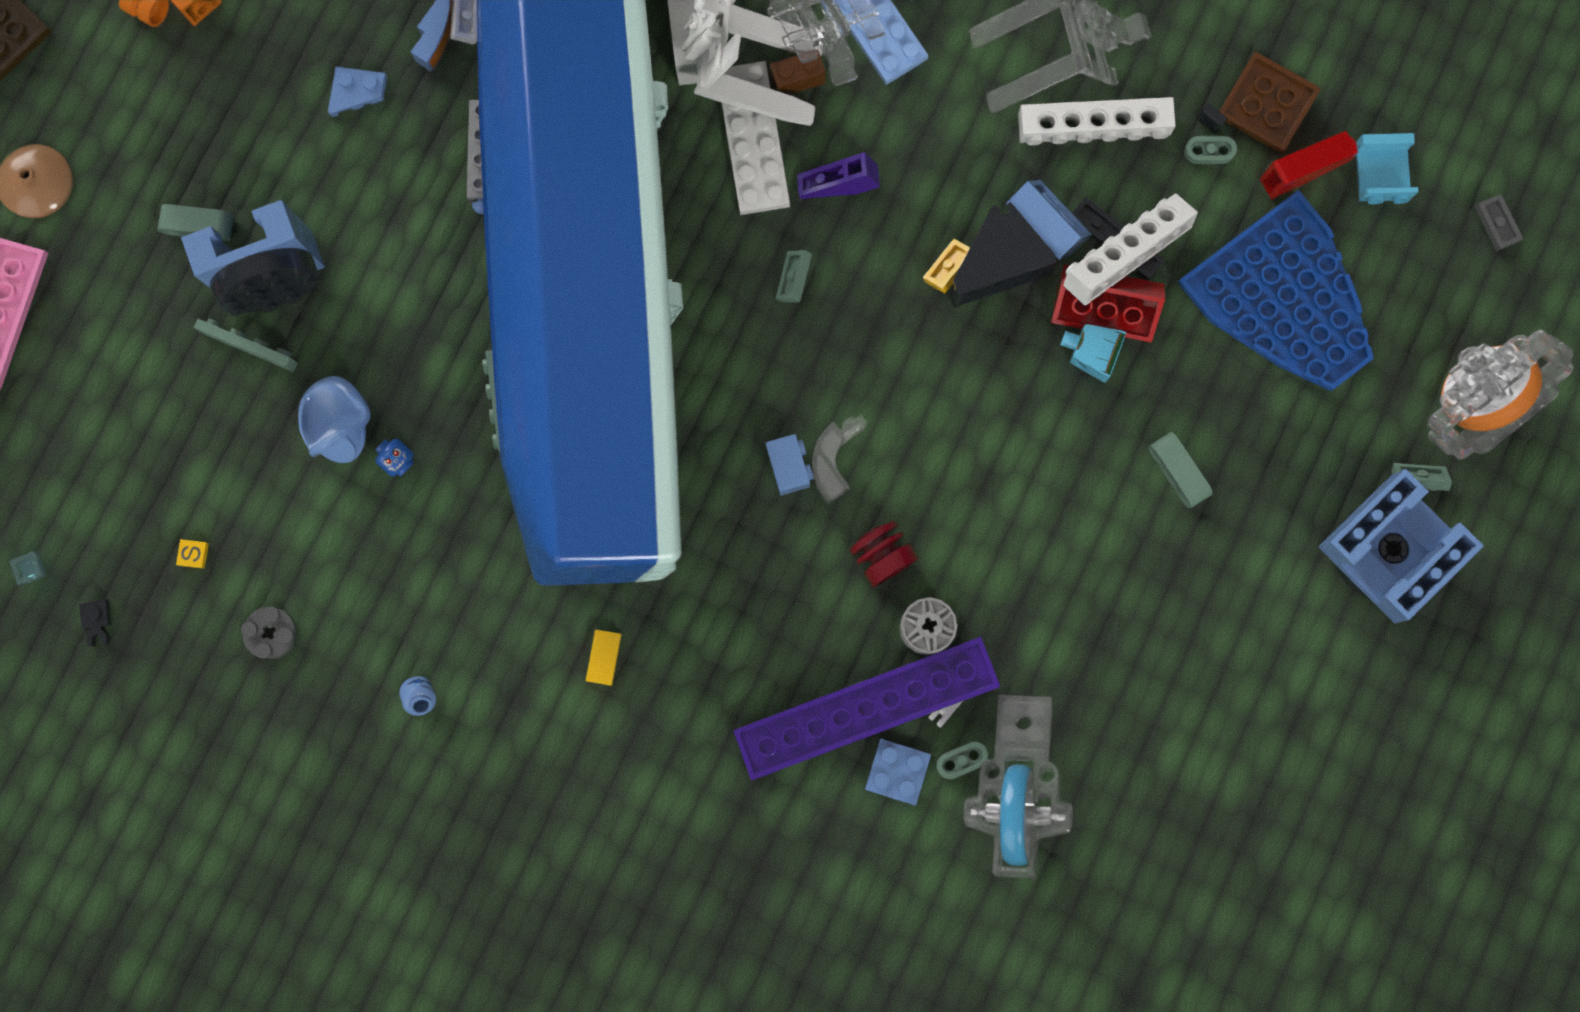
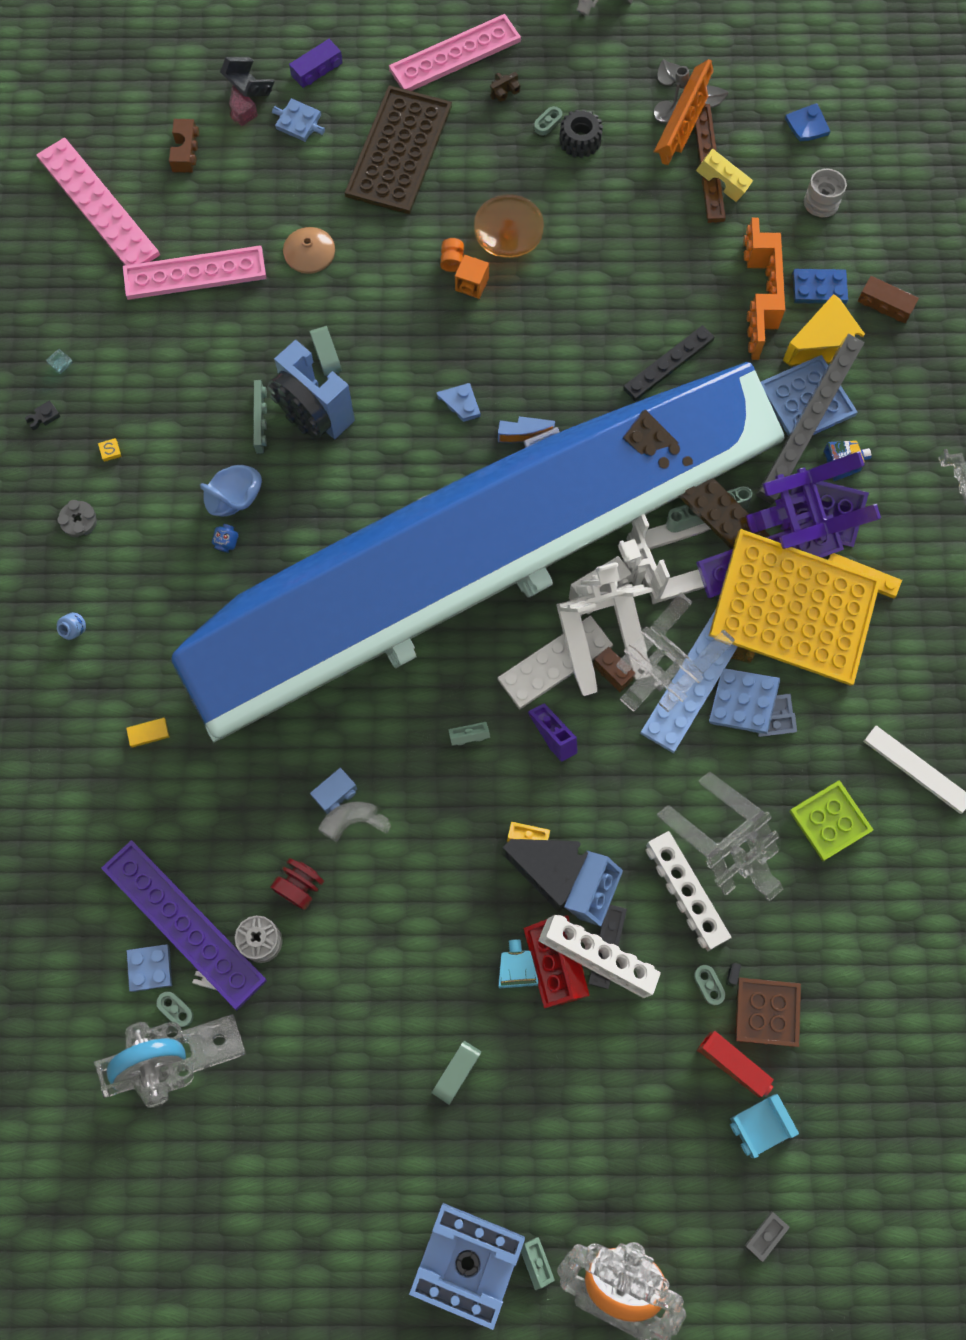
camera: 60 degrees right, 10 degrees down
(1286, 295) = (627, 1094): blue wing -> none

